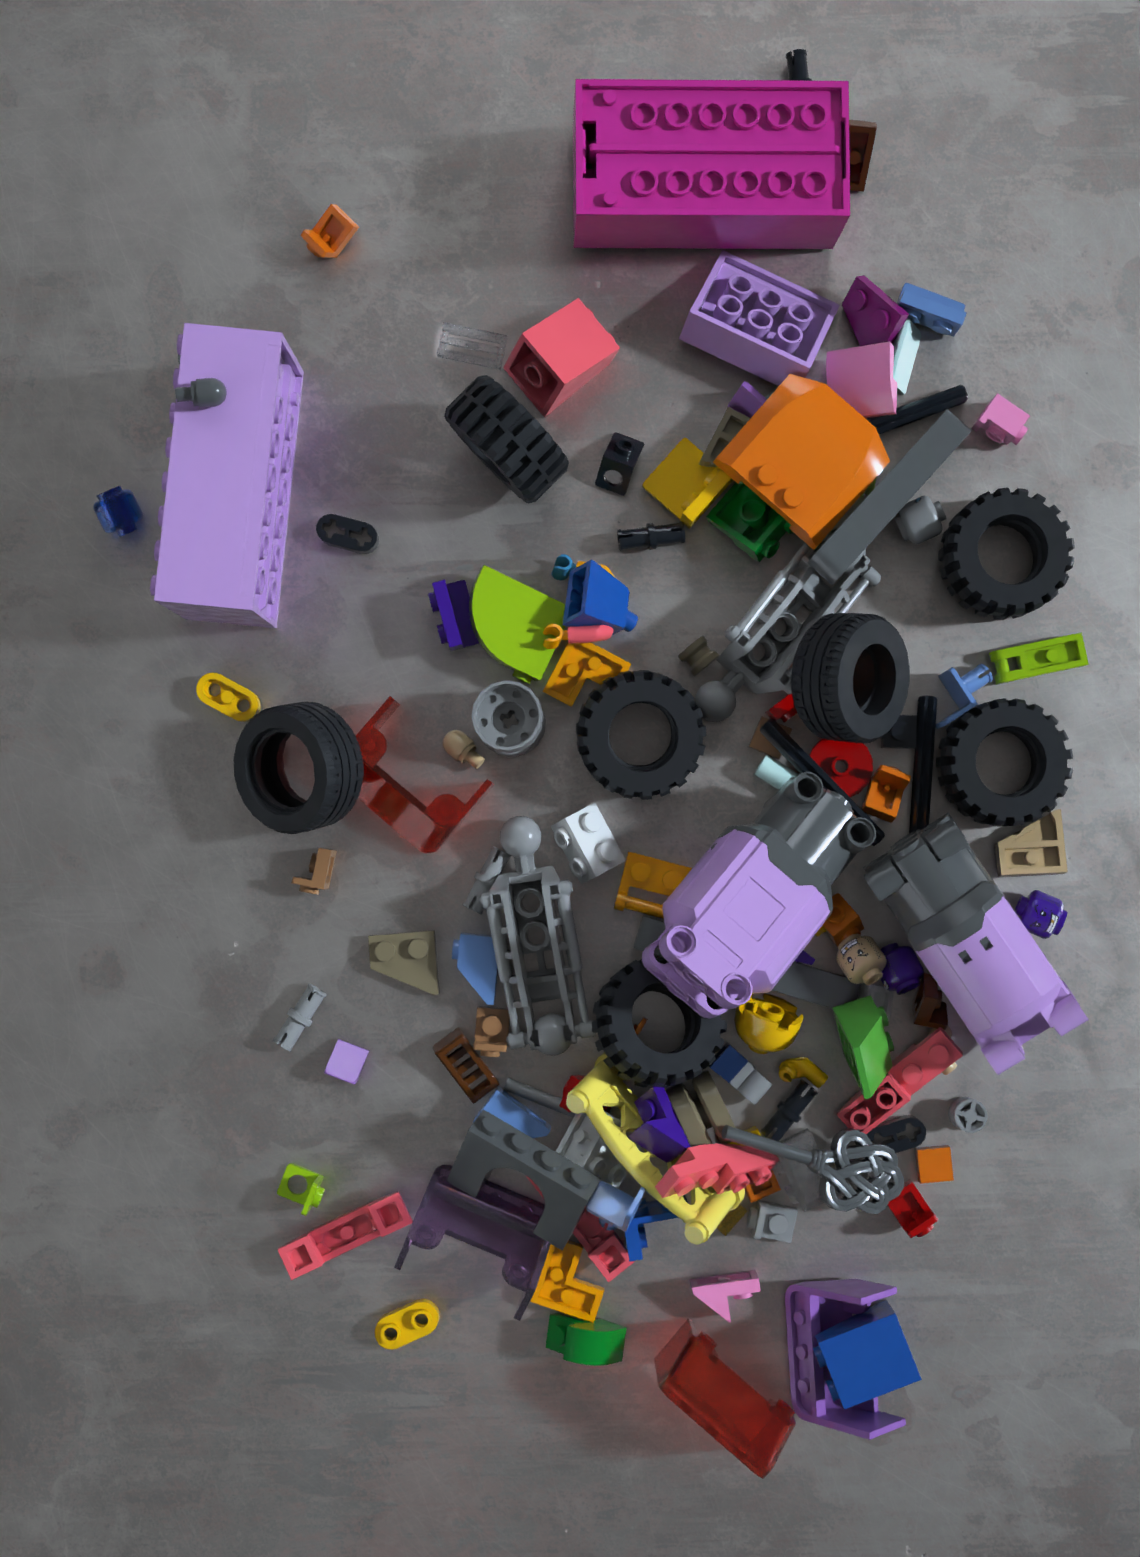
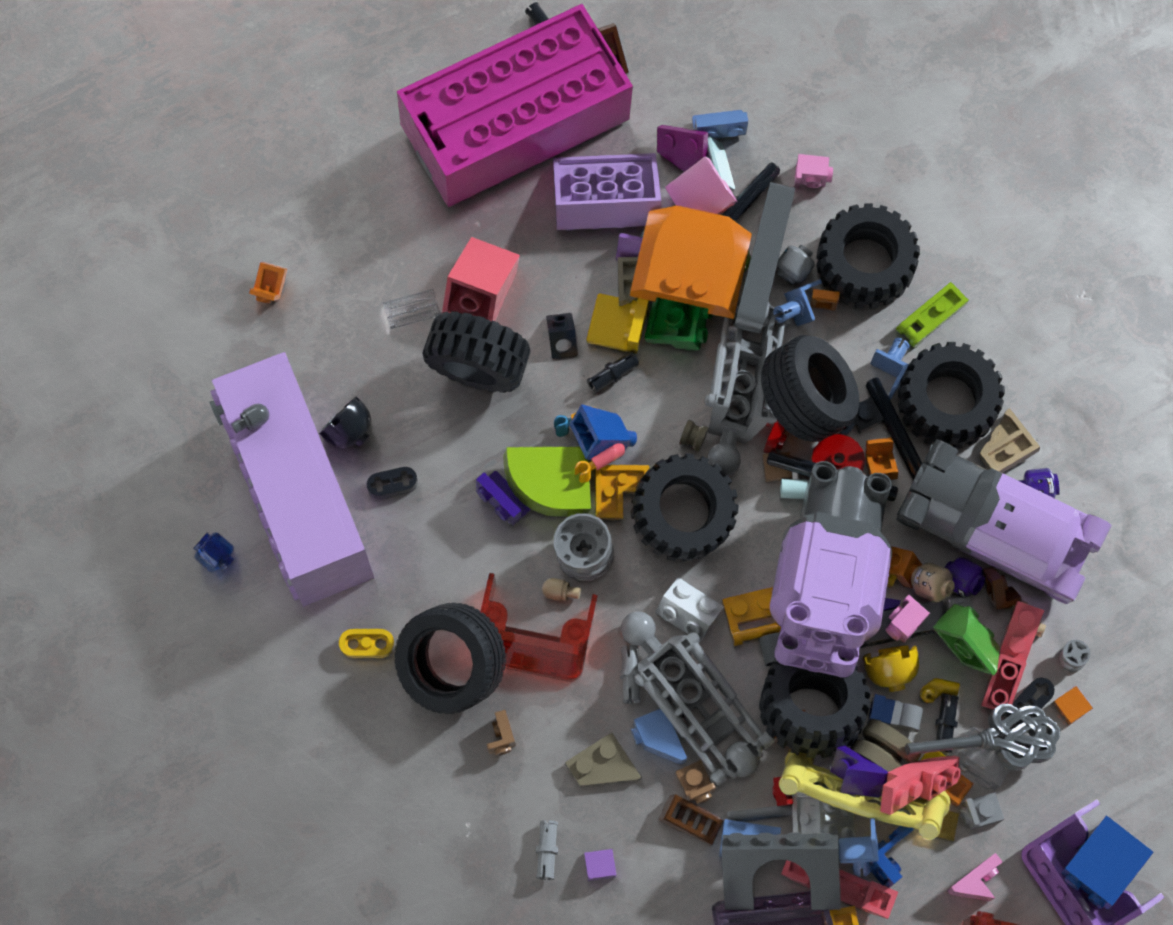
camera: 30 degrees left, 15 degrees down
(330, 445) = (348, 425): none -> black cylinder
(807, 987) = (906, 620): none -> bright pink brick
(896, 569) = (796, 306): none -> medium blue bracket
(912, 1211) = (1076, 745): red bracket -> none
(929, 578) = (824, 299): none -> orange tile

